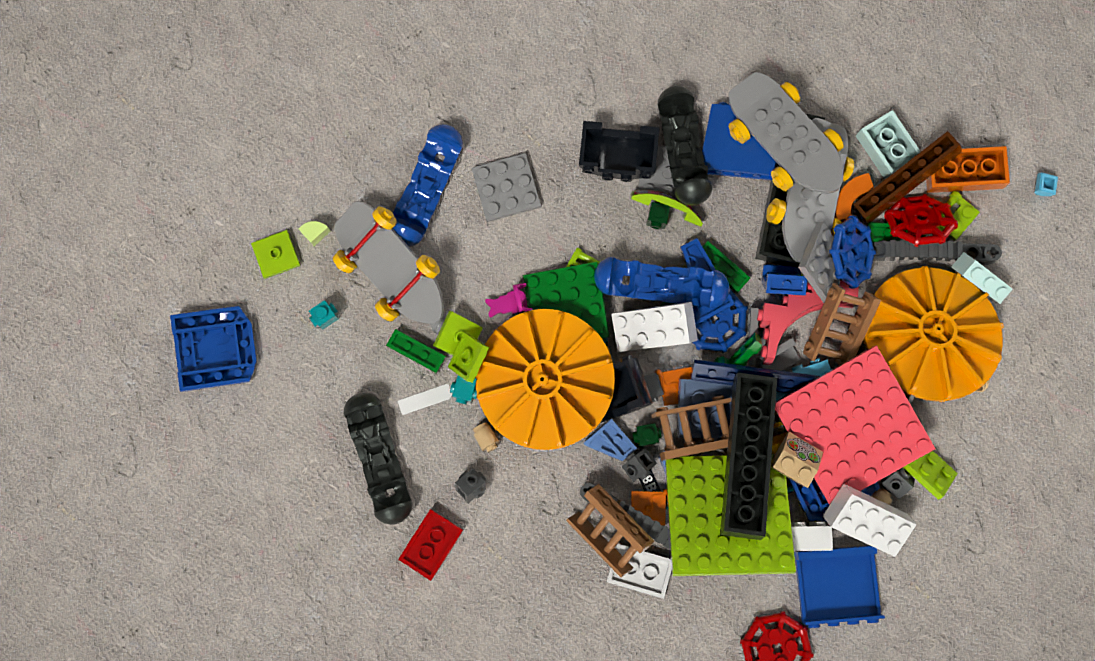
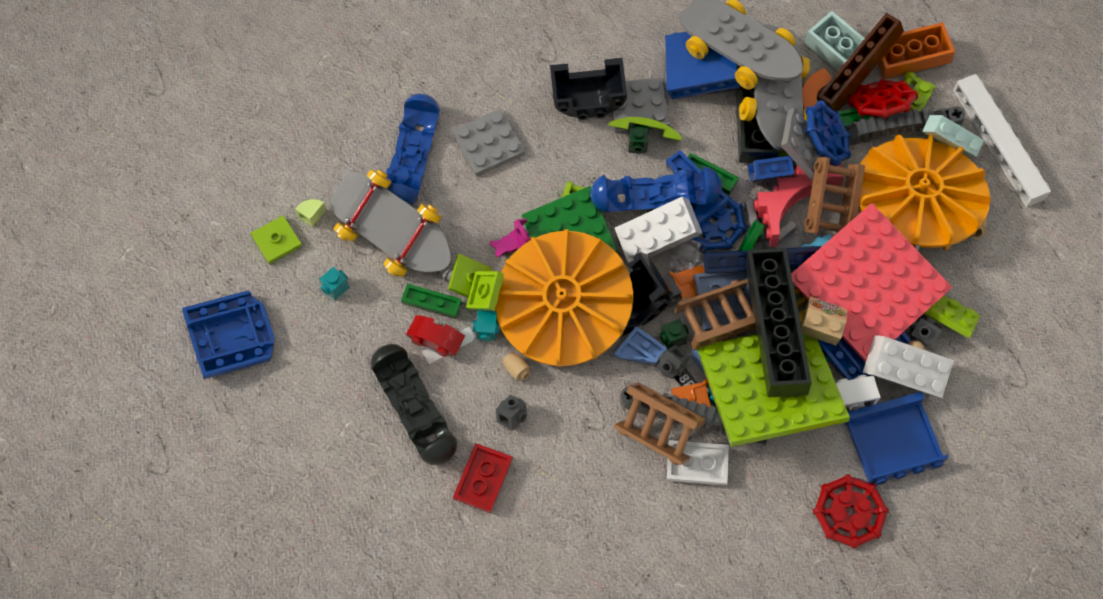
camera: 10 degrees left, 15 degrees down
(412, 390) = (442, 339): none -> red brick
(682, 145) = (647, 73): pearl dark grey piece -> none
(1031, 287) = (1001, 140): none -> white brick
(1046, 184) = (988, 52): medium azure brick -> none

